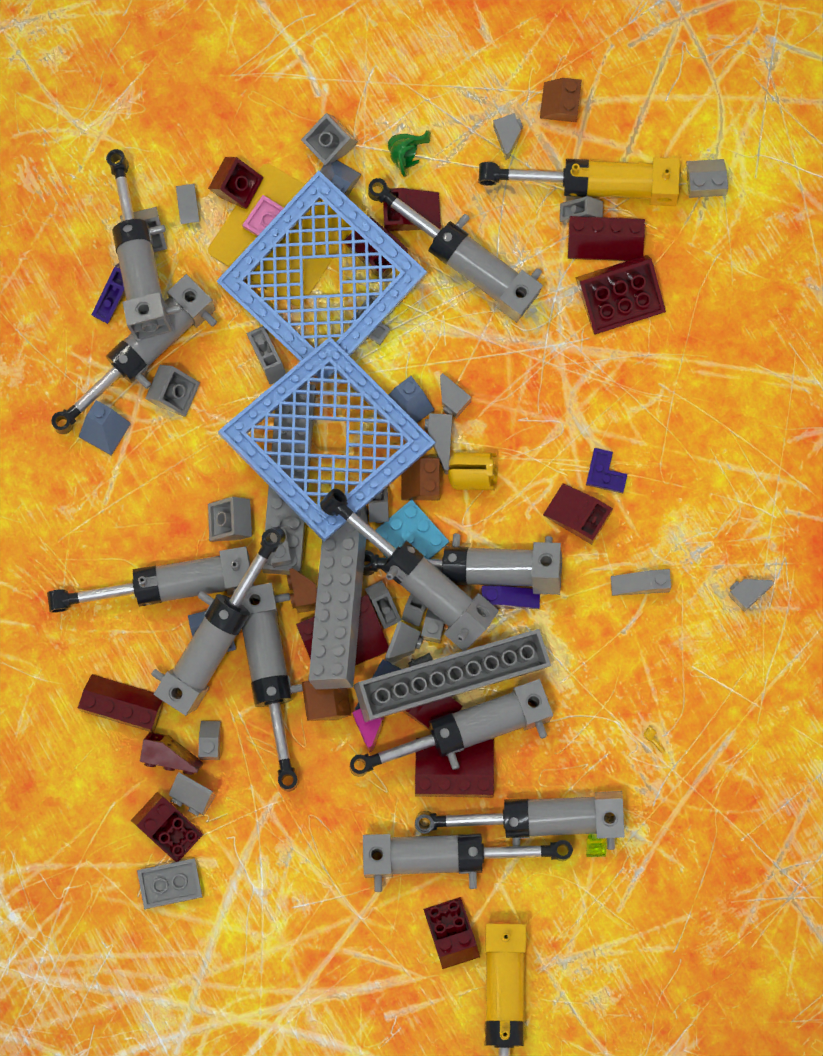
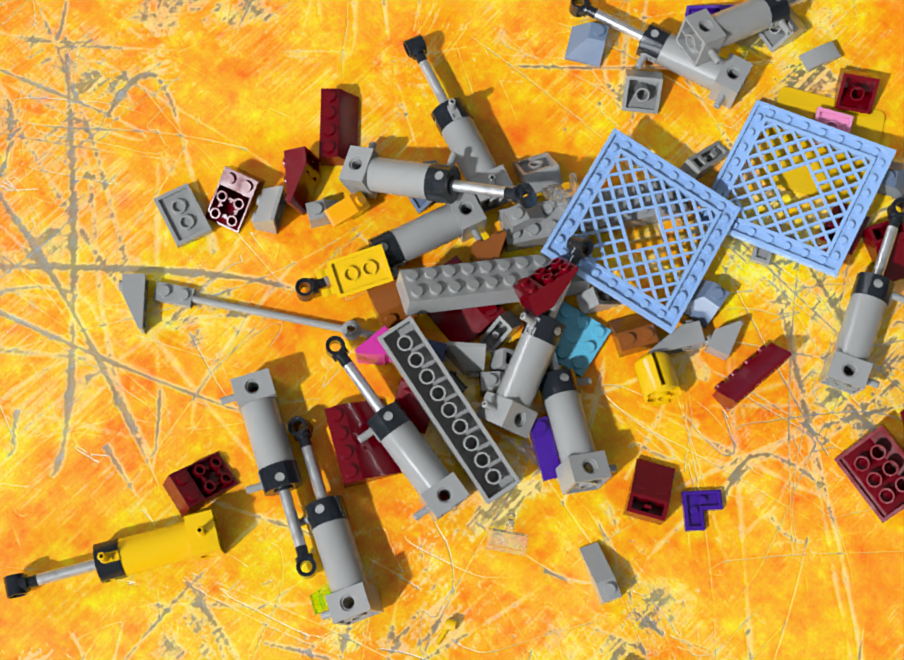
camera: 65 degrees right, 5 degrees down
(215, 716) = (347, 208): none -> light orange slope
(240, 951) = (135, 292): none -> light grey slope
(256, 902) = (186, 296): none -> light grey bar
(265, 507) = (558, 195): none -> clear plate
(289, 725) = (356, 272): none -> yellow tile
(363, 546) = (545, 286): none -> dark red slope
(496, 383) = (750, 376): none -> dark red slope
(586, 657) = (506, 539): none -> clear plate

